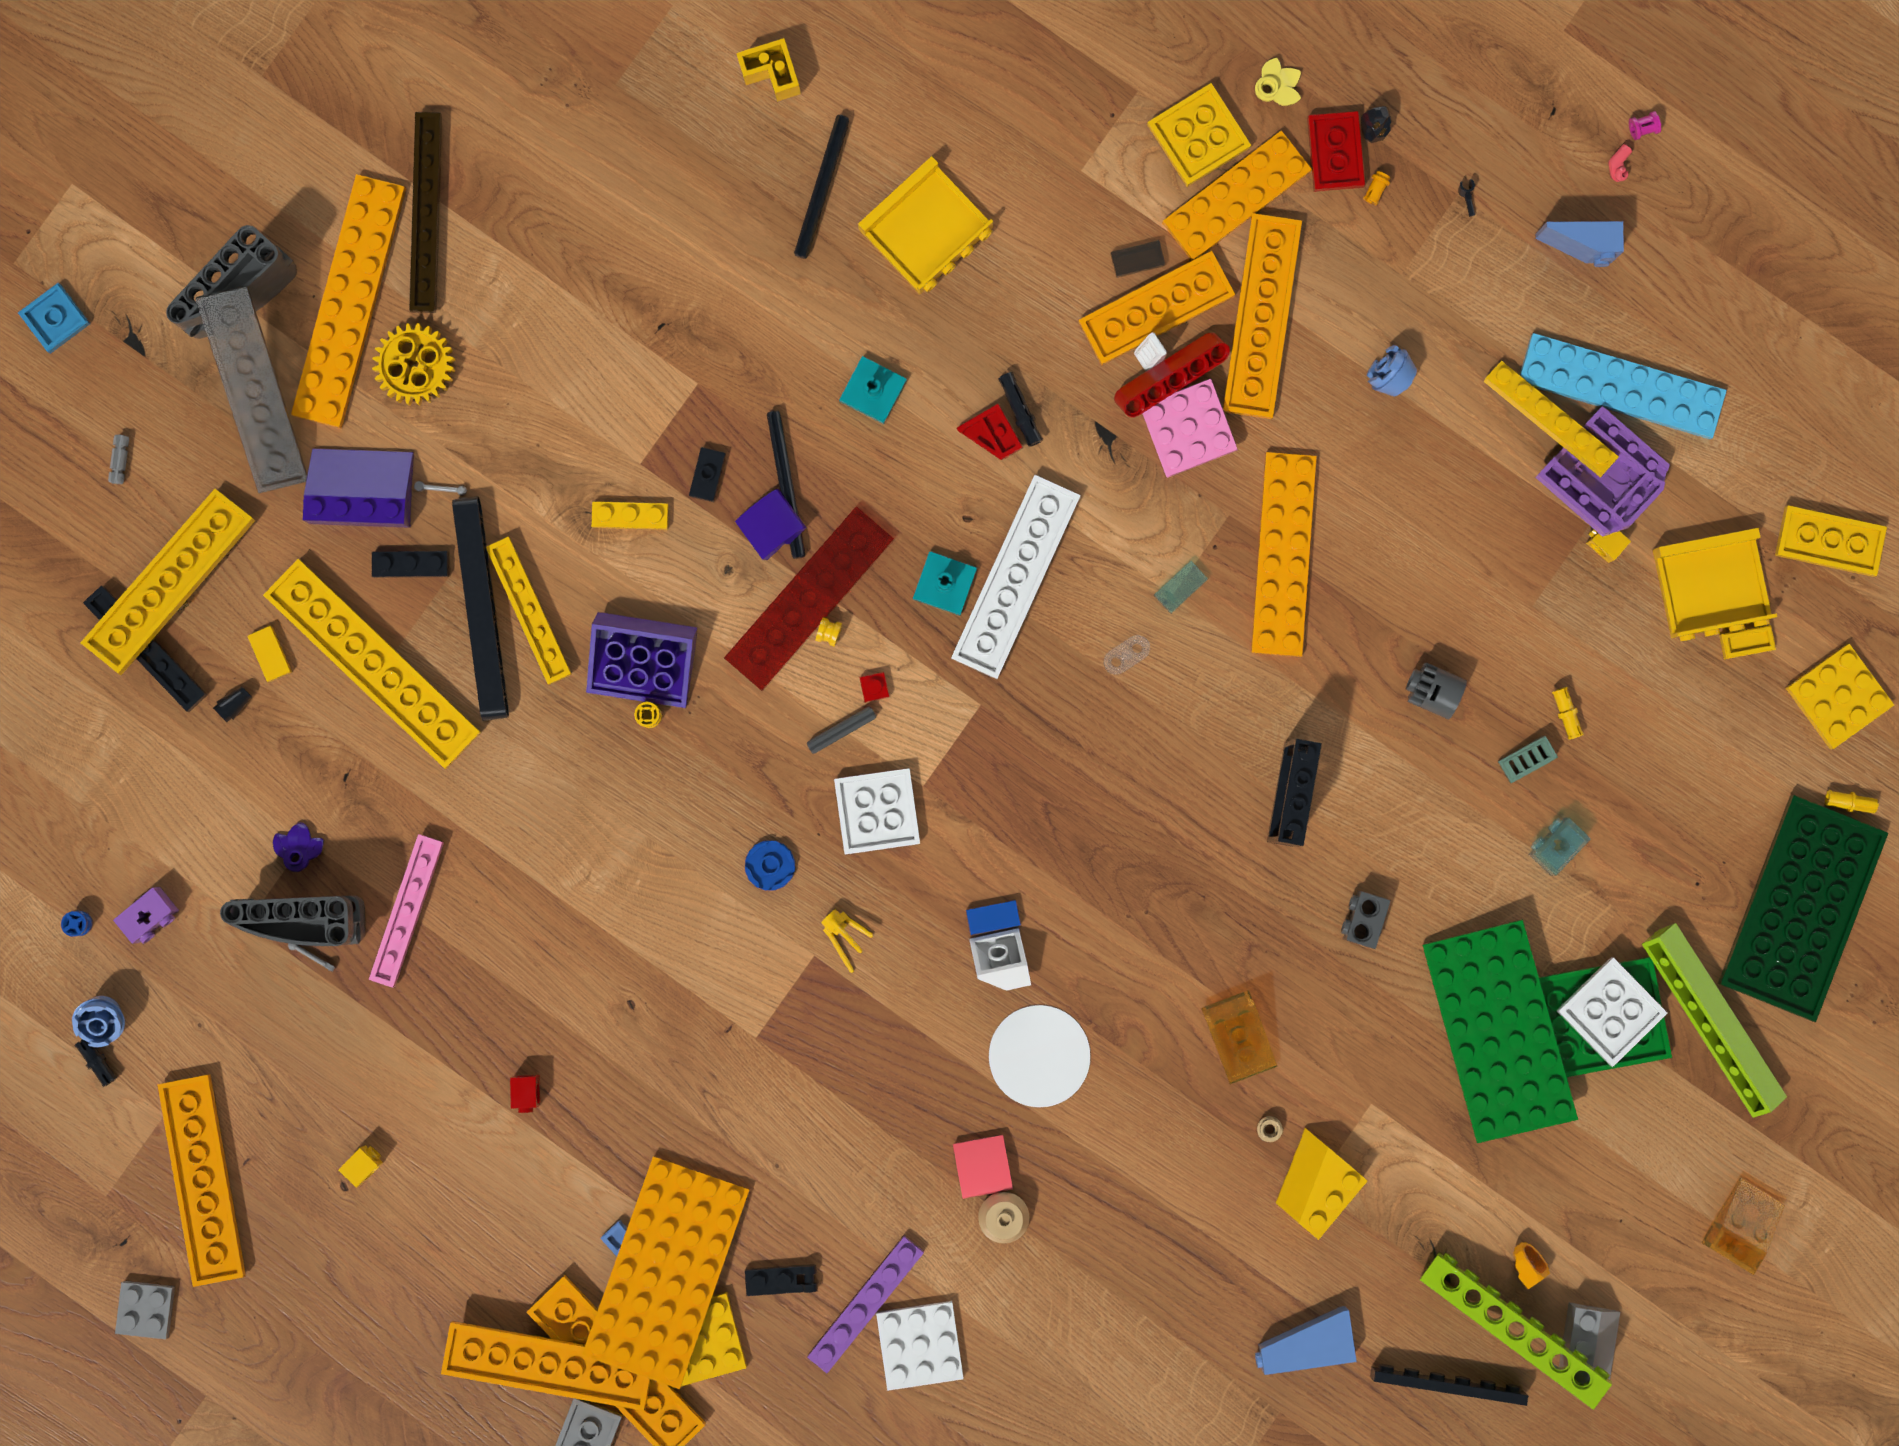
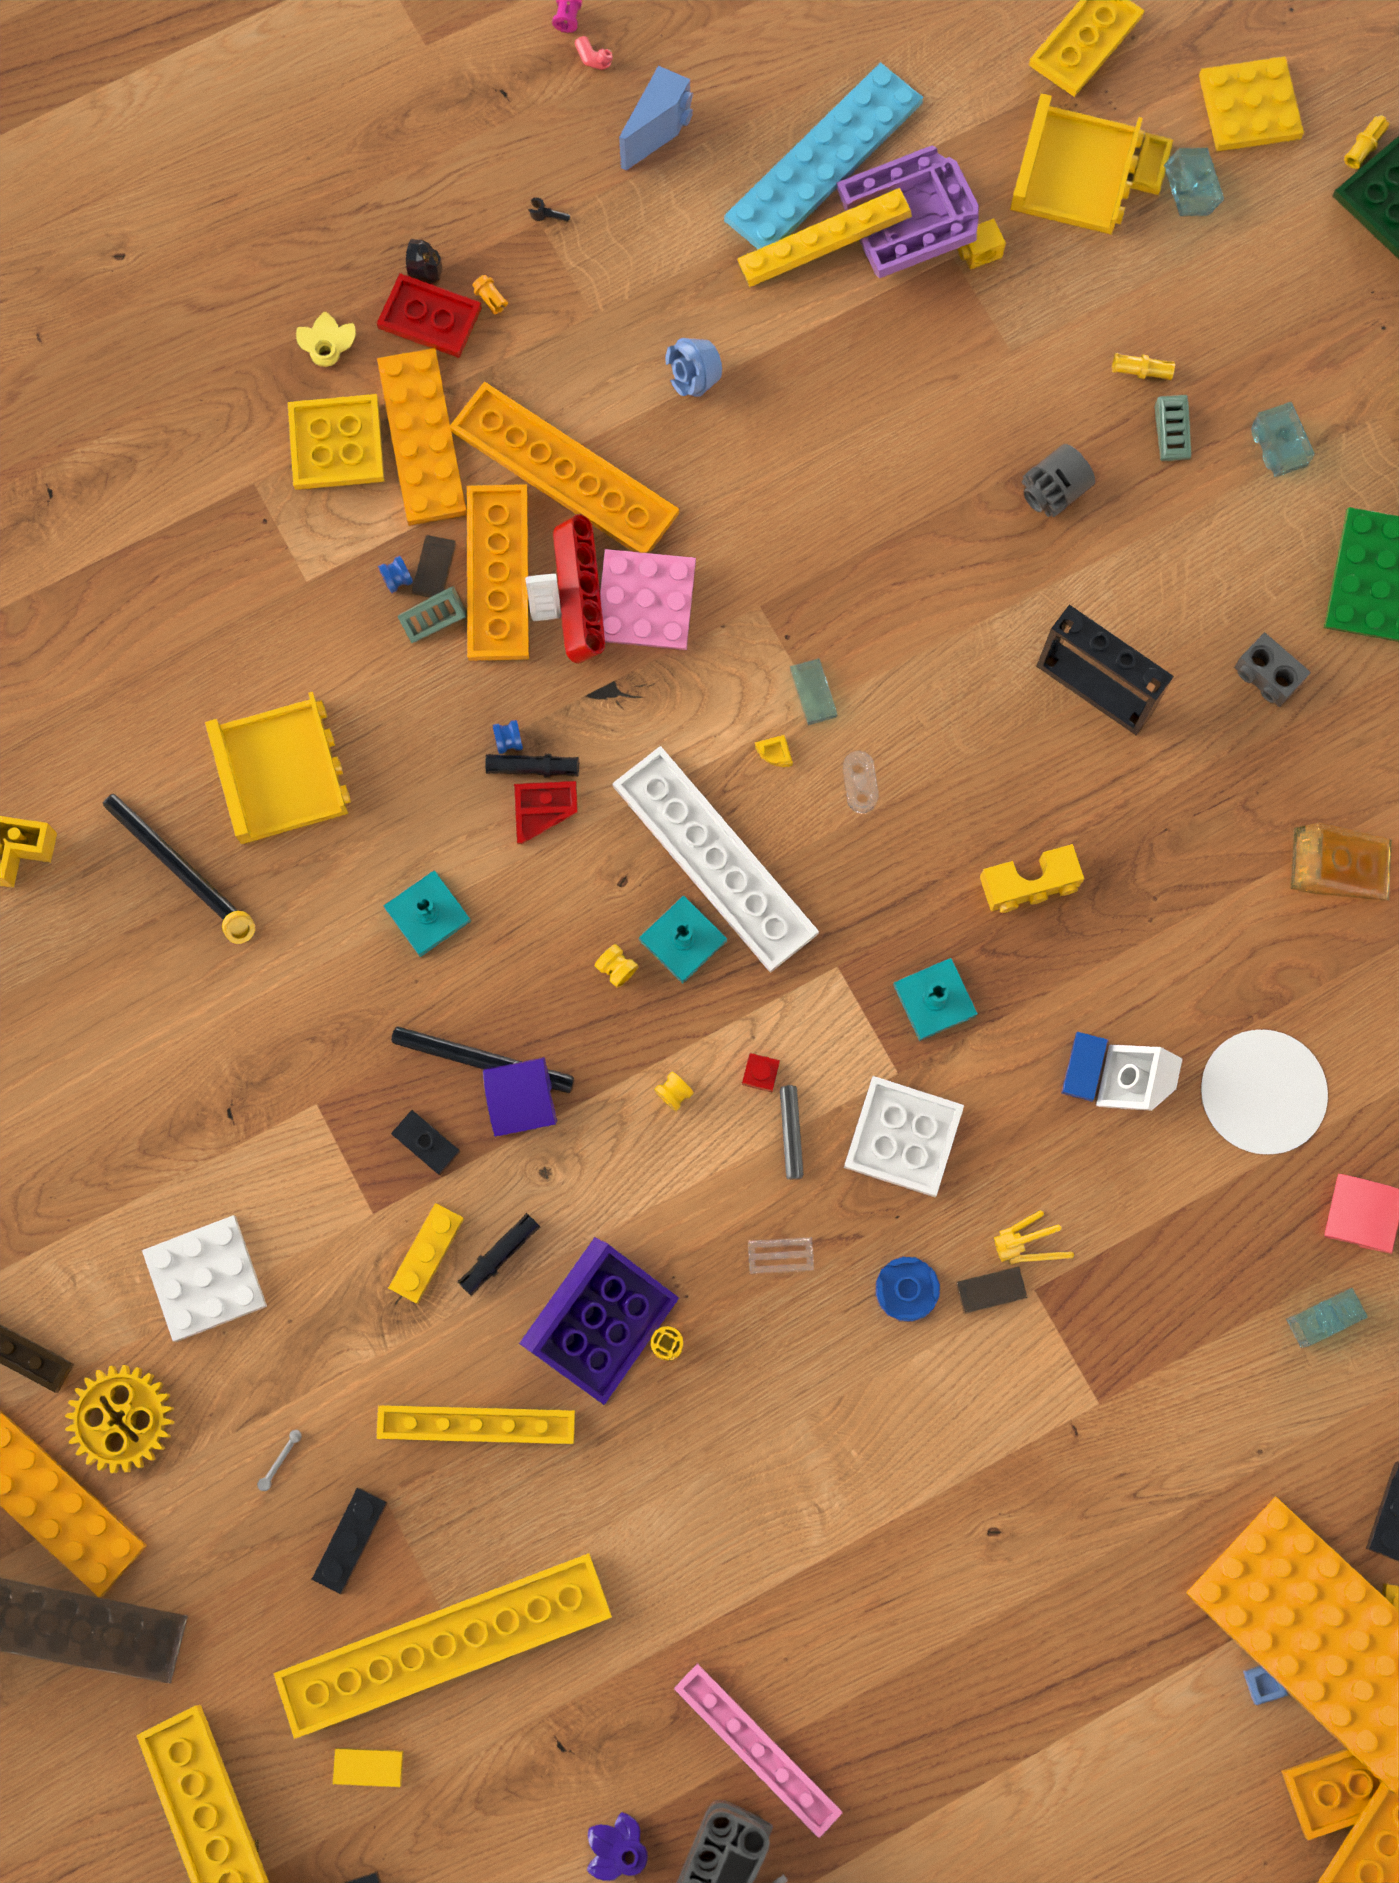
camera: 65 degrees left, 10 degrees down
(118, 459) = (38, 1840): light grey axle -> none
(232, 704) = (405, 1845): black cone -> none
(359, 488) = (228, 1558): dark purple slope -> none
(480, 608) = (445, 1481): black beam -> none
(525, 1092) = (1043, 1711): red brick -> none
(537, 370) = (204, 1278): none -> white plate
(658, 568) = (498, 1254): none -> black pin
(760, 784) = (808, 1254): none -> clear tile
(795, 261) = (238, 927): none -> yellow tile
(798, 925) = (991, 1290): none -> clear smoke tile
(809, 598) = (625, 1098): clear red plate -> none
(892, 1171) = (1326, 1318): none -> clear light blue brick
(900, 544) = (614, 964): none -> yellow wheel
(990, 786) = (935, 999): none -> teal tile
(1032, 380) = (507, 737): none -> blue wheel
(1096, 801) = (1007, 889): none -> yellow arch
(1104, 271) = (438, 599): none -> sand green slope
(1116, 234) = (395, 574): none -> blue wheel
(1120, 581) = (775, 751): none -> yellow tile
(1283, 554) = (832, 570): light orange plate -> none
(1744, 682) = (1193, 182): none -> clear light blue brick

